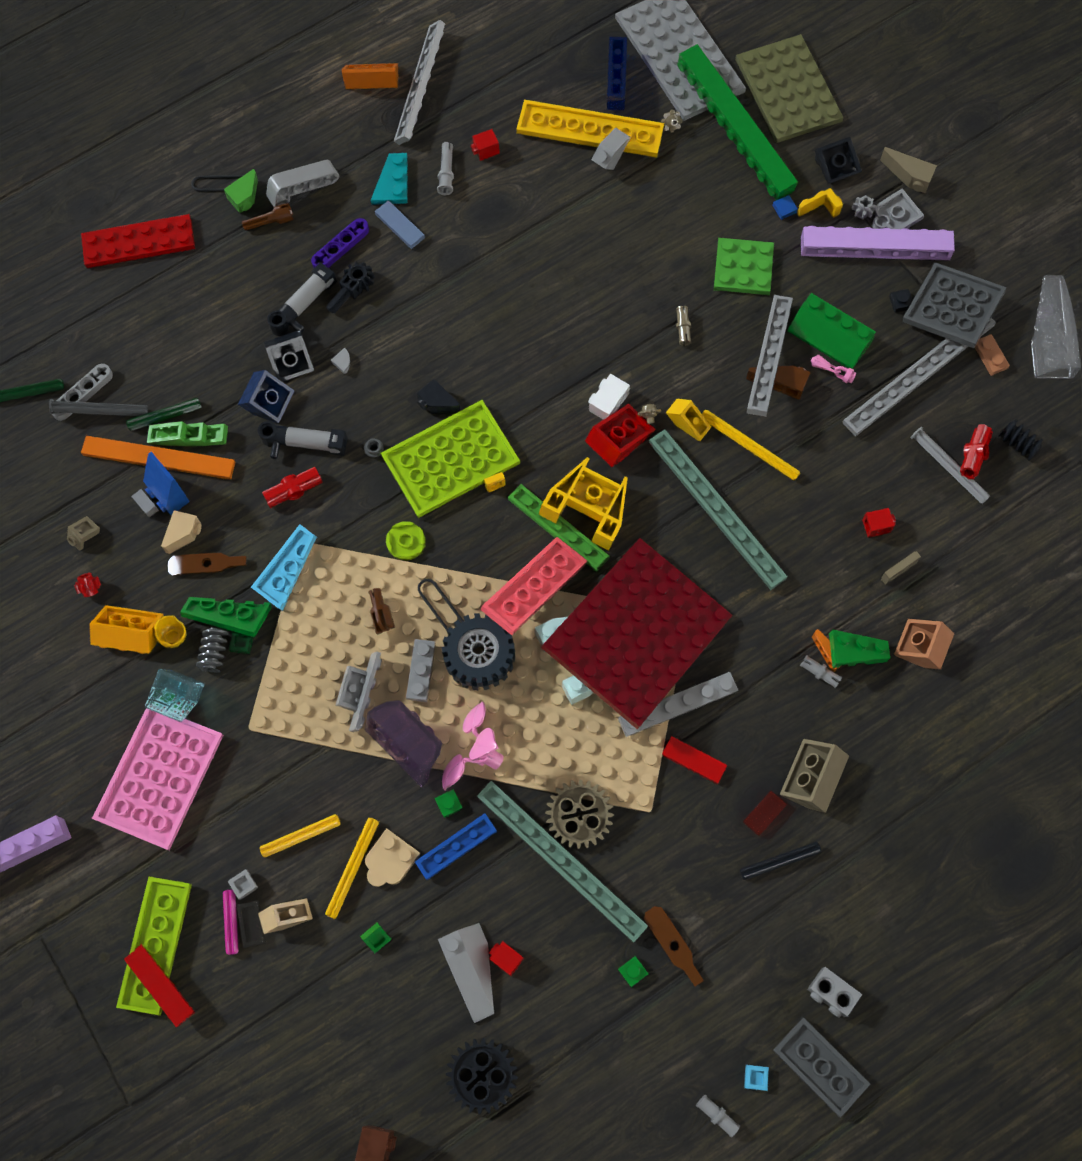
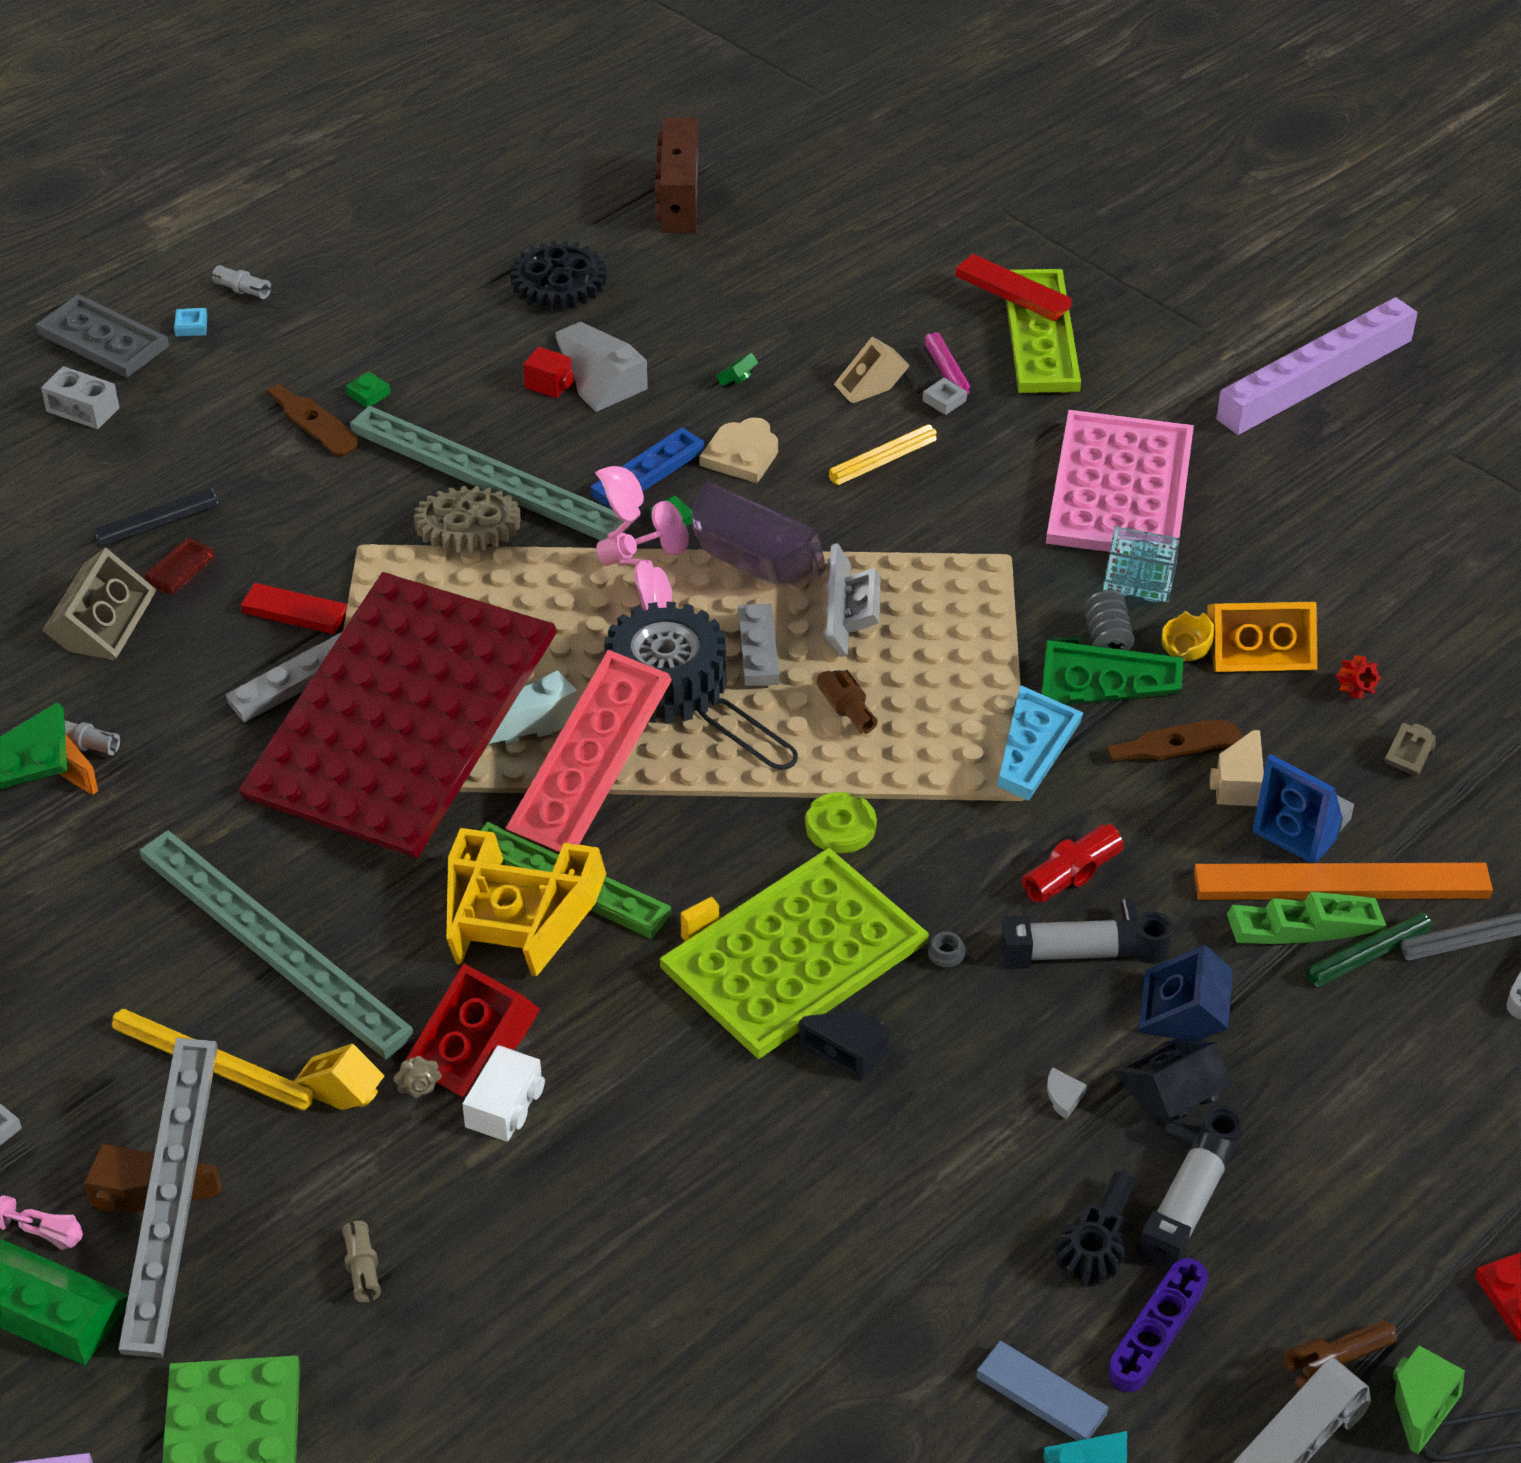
camera: 165 degrees right, 25 degrees down
(351, 868) = (794, 435): yellow axle -> none

